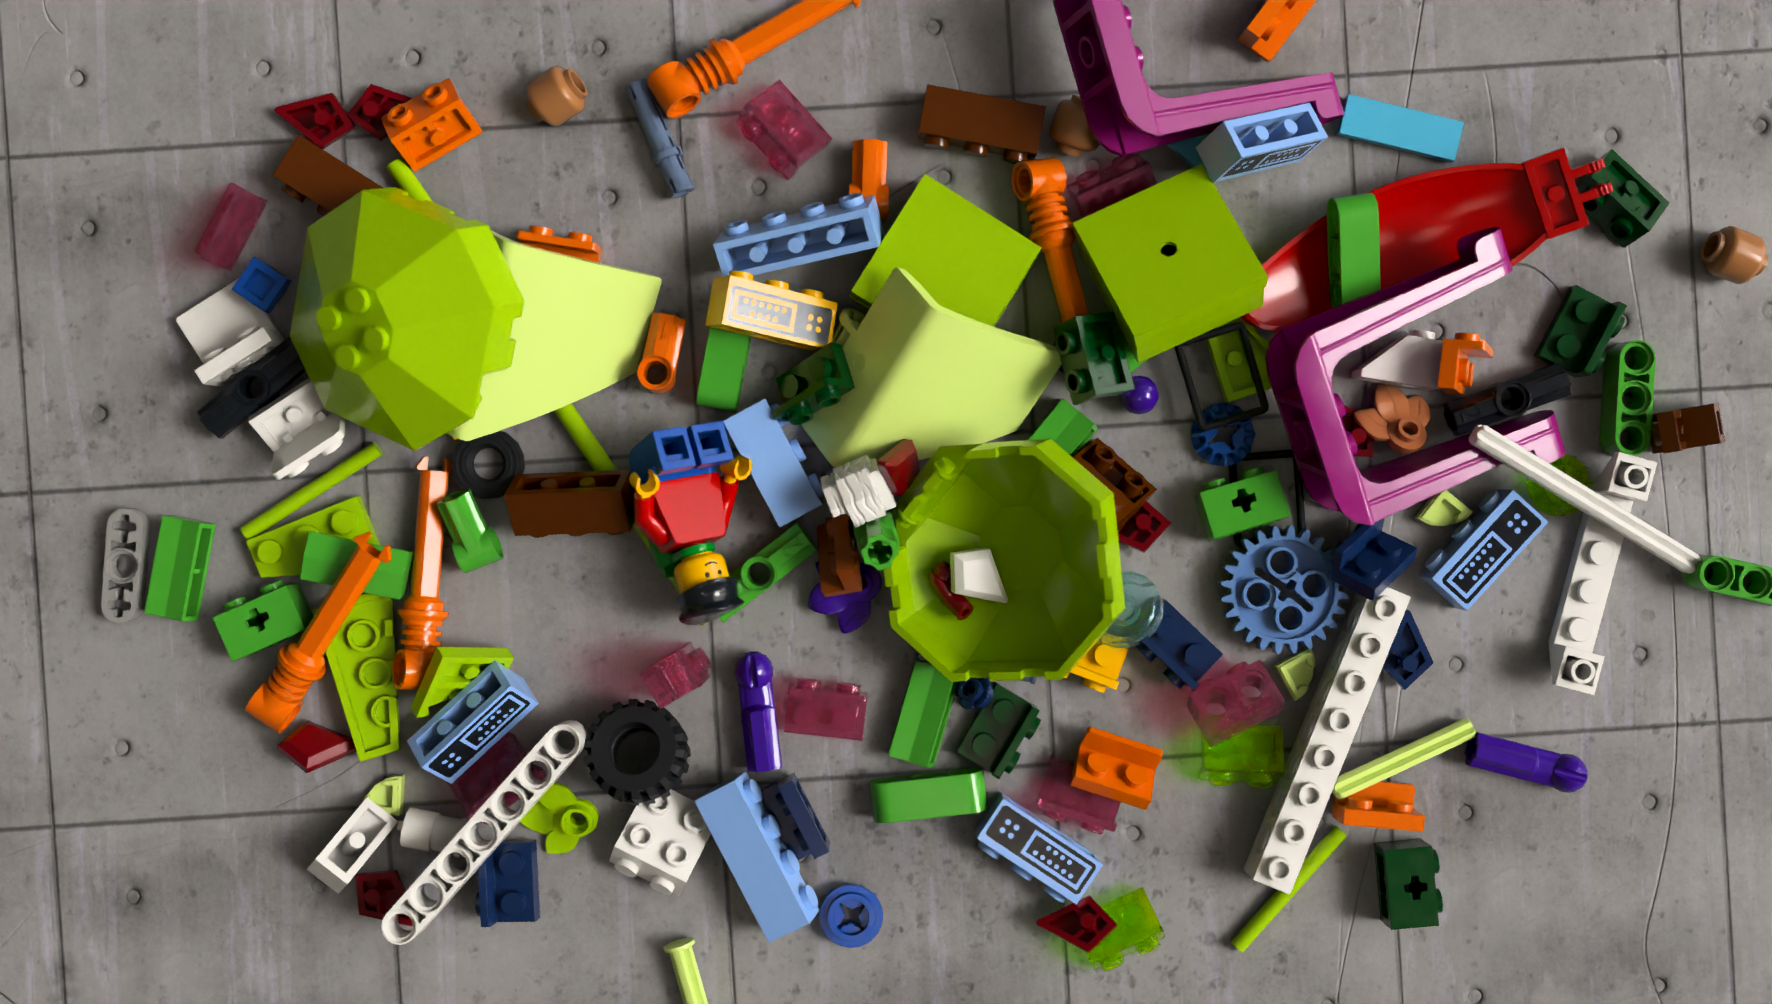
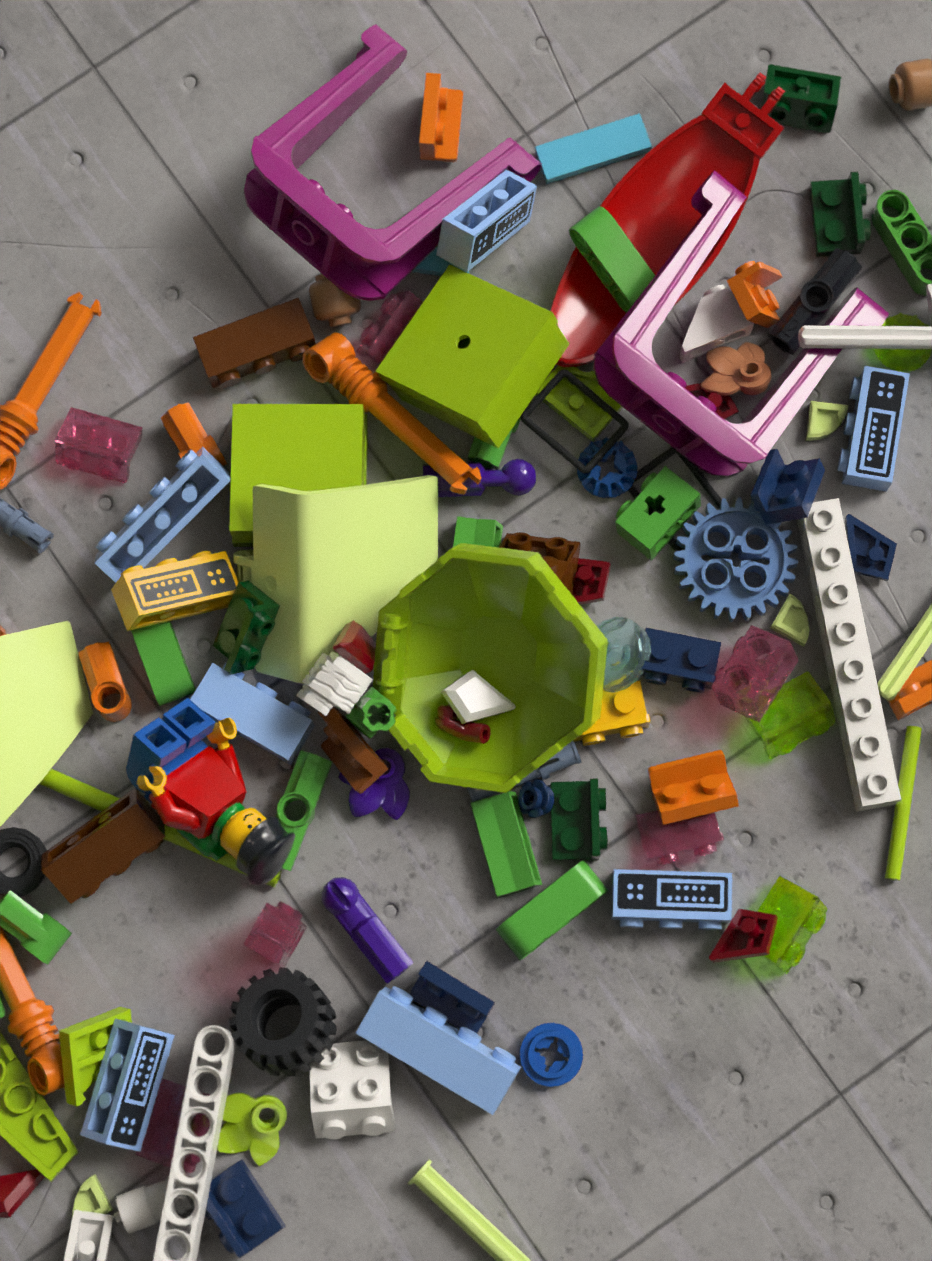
camera: 30 degrees left, 10 degrees down
(826, 710) = (422, 892): clear pink bracket -> none
(1093, 357) = (457, 463): dark green bracket -> none

